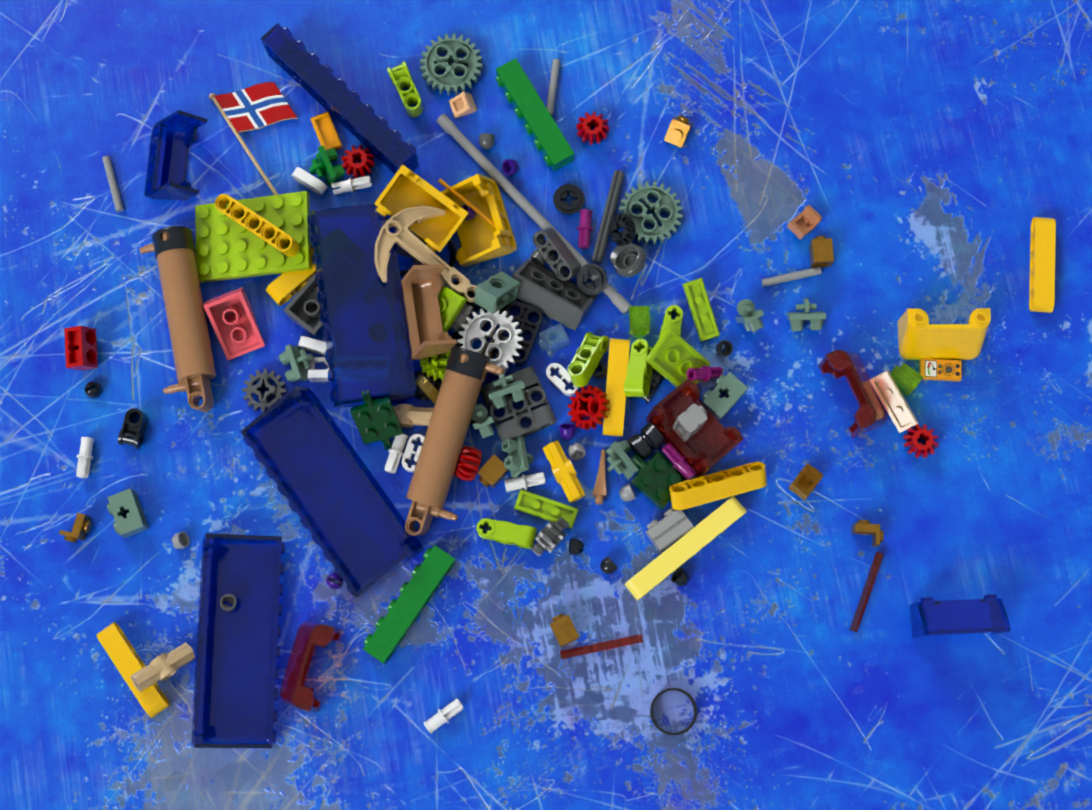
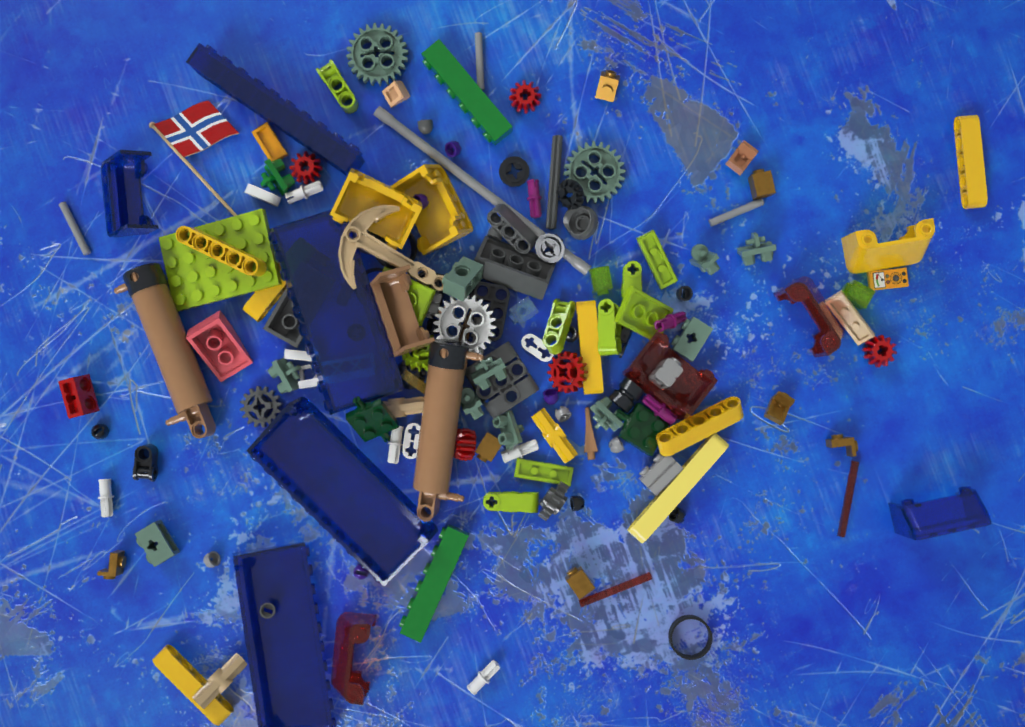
camera: 10 degrees left, 10 degrees up
(466, 202) = (417, 192): light orange axle -> none
(607, 566) = (609, 515): black hinge -> none

